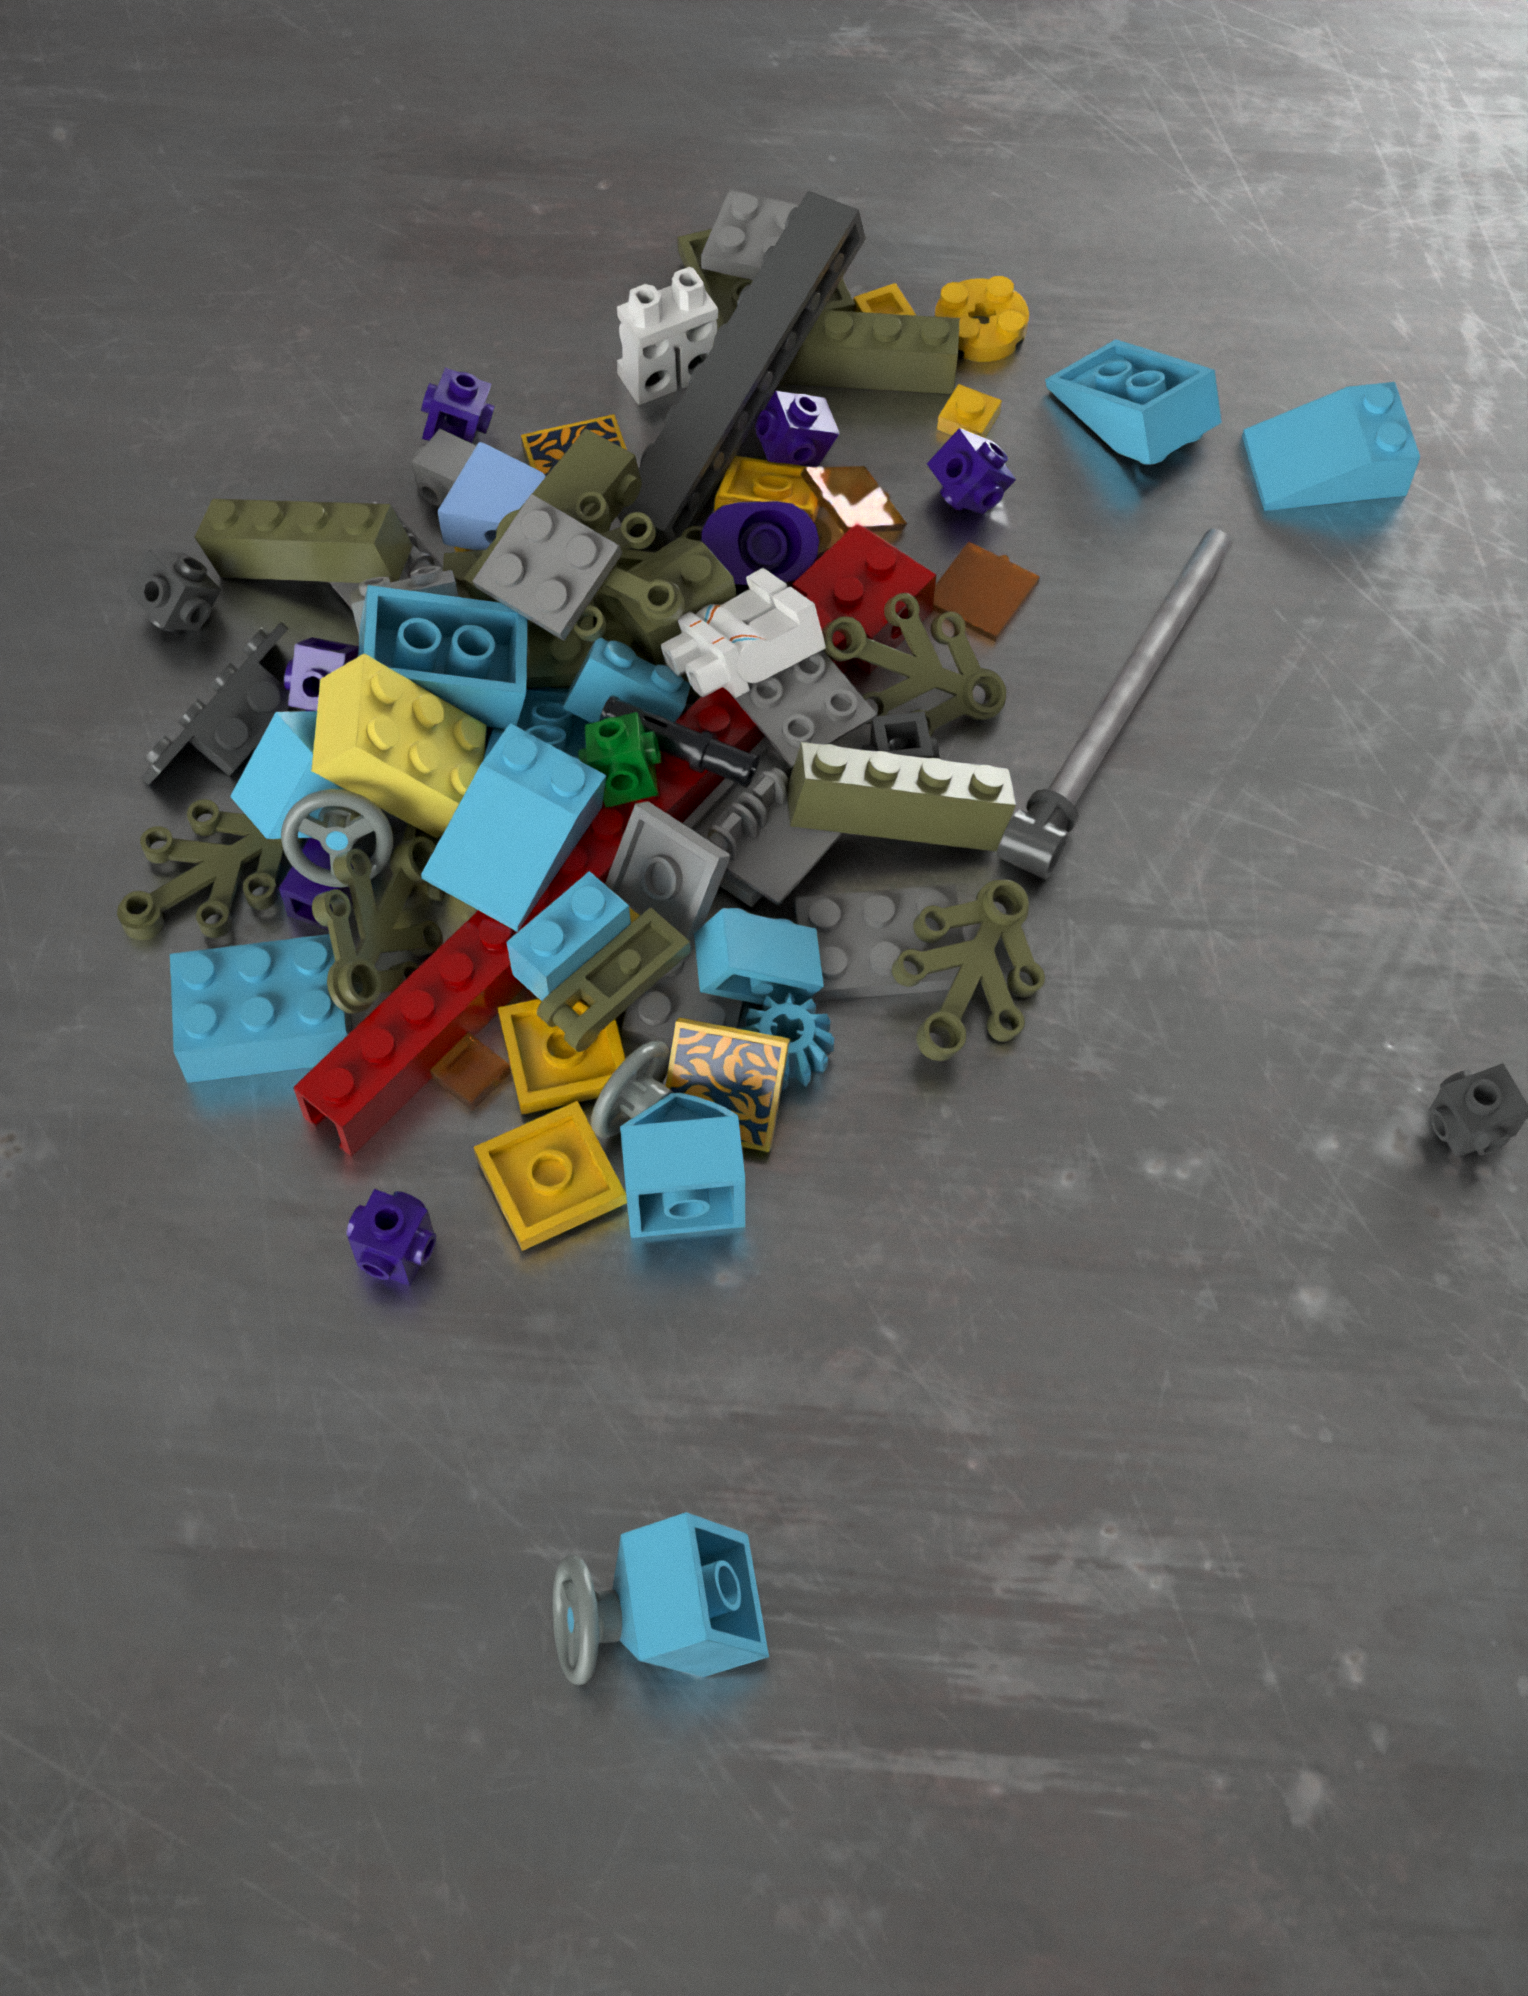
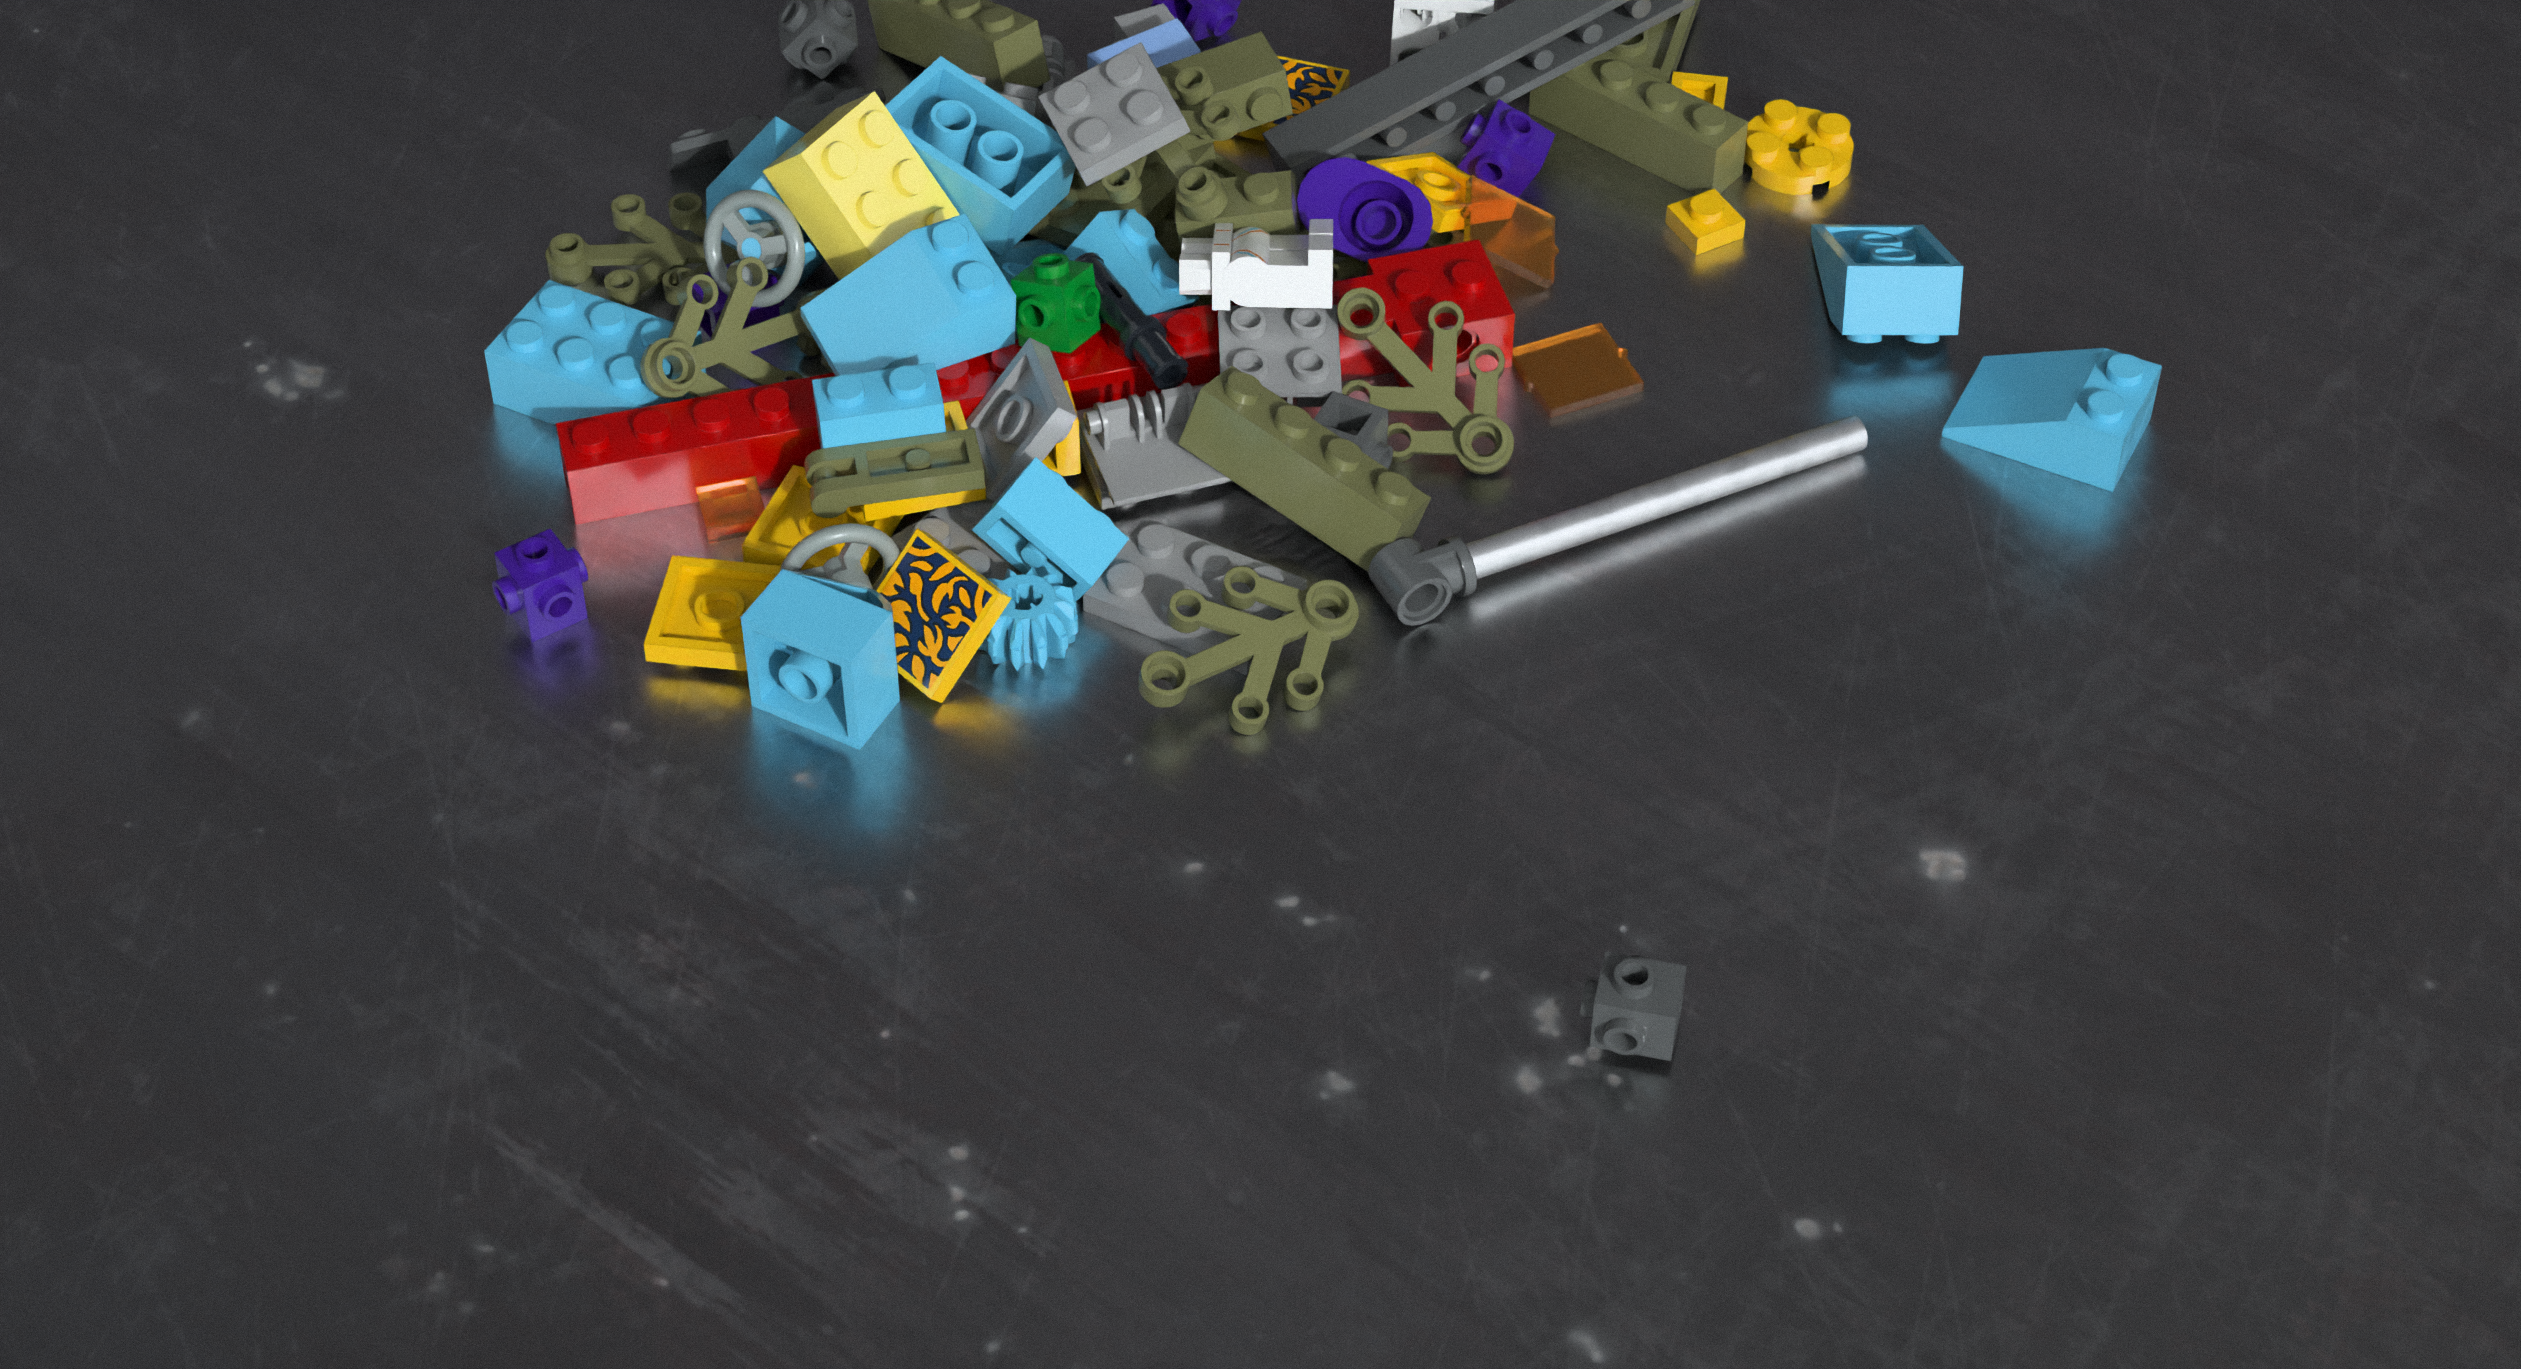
camera: 35 degrees right, 15 degrees down
(676, 1601) = (514, 957): medium azure piece -> none
(971, 472) = (1646, 259): dark purple brick -> none

